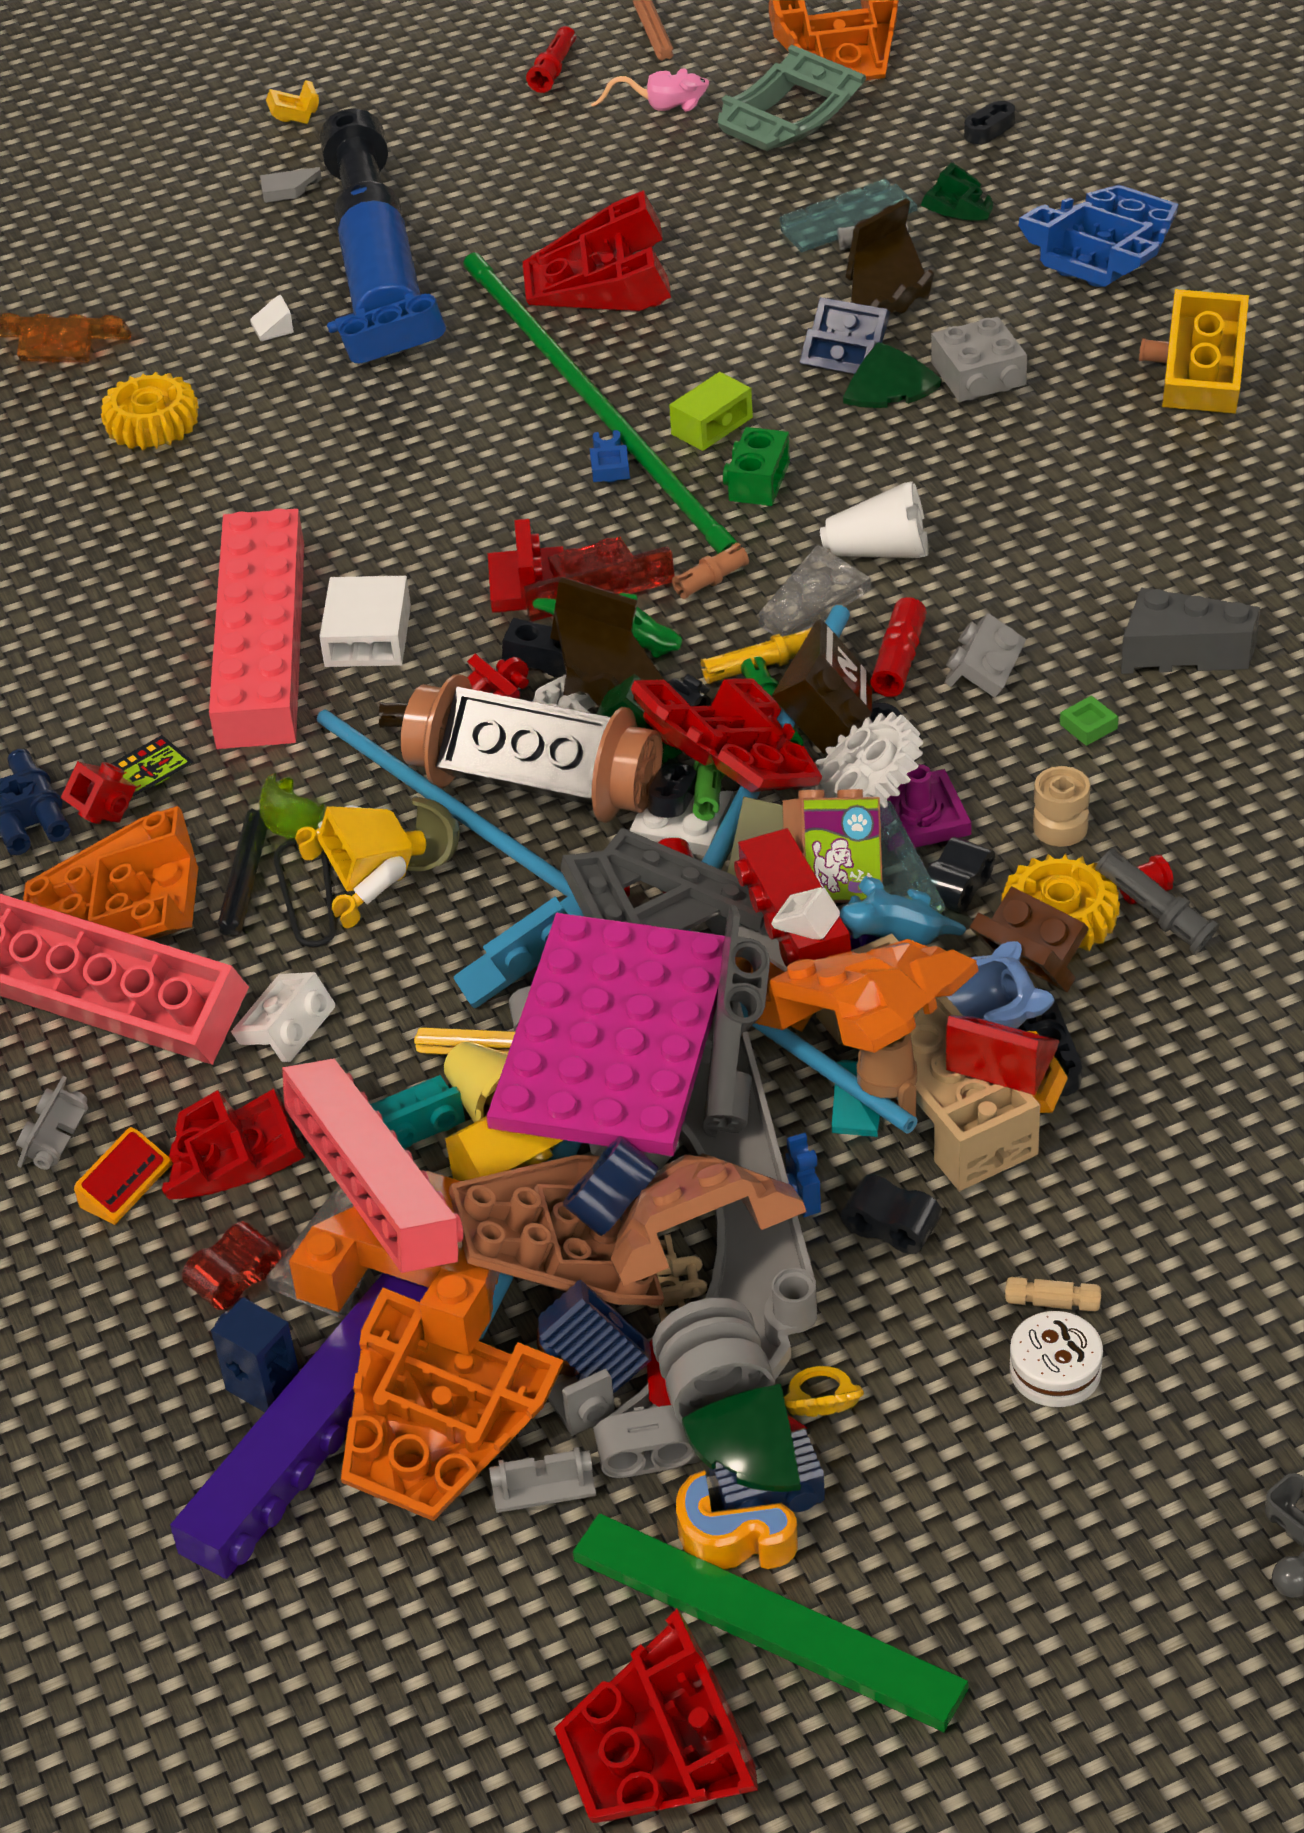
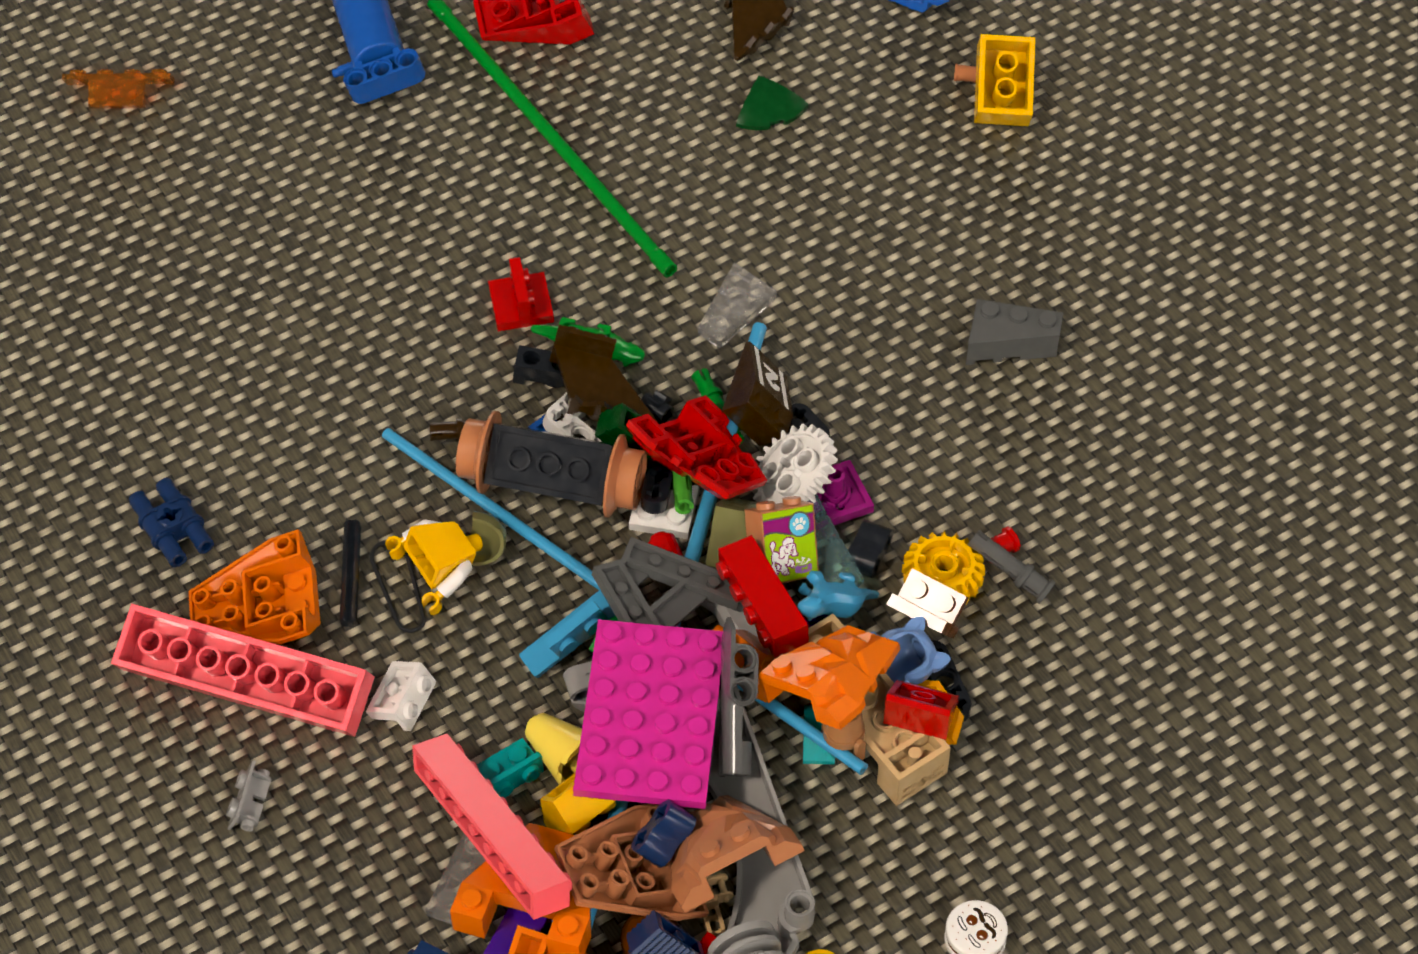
camera: 10 degrees left, 10 degrees up
(98, 792) = (232, 513): red brick -> none
(121, 1176) = (307, 835): slope -> none
(149, 411) = (205, 157): yellow gear -> none
(152, 763) = (261, 484): piece -> none
(229, 1147) = (380, 803): red slope -> none
(231, 1265) = (399, 902): clear red axle -> none
(257, 630) = (325, 359): coral brick -> none
(273, 320) = (285, 64): white slope -> none
(284, 810) = (376, 522): clear neon green hair -> none
(365, 621) = (405, 348): white brick -> none
(443, 1040) = (528, 708): yellow axle -> none
(505, 682) = (503, 397): red hips -> none
(604, 566) = (575, 297): clear red bracket -> none
(609, 459) = (567, 189): blue plate -> none
(710, 570) = (657, 289): nougat pin -> none
(711, 411) = (639, 142): lime brick -> none
(757, 466) = (681, 192): green brick -> none
(774, 651) = (714, 360): yellow pin -> none
(801, 1173) = (790, 805): blue plate -> none
(807, 914) = (776, 611): white slope -> none
(843, 335) = (731, 68): slope -> none
(879, 526) = (779, 248): white cone -> none
(891, 1214) = (853, 829): black axle -> none
(898, 647) = (804, 353): red axle -> none
(978, 359) = (835, 88): light grey brick -> none
(986, 654) = (868, 357): light grey bracket -> none
(1053, 1294) = (968, 883): tan axle -> none
(1061, 806) = (936, 488): tan wheel -> none
(1089, 720) = (948, 410): bright green plate -> none

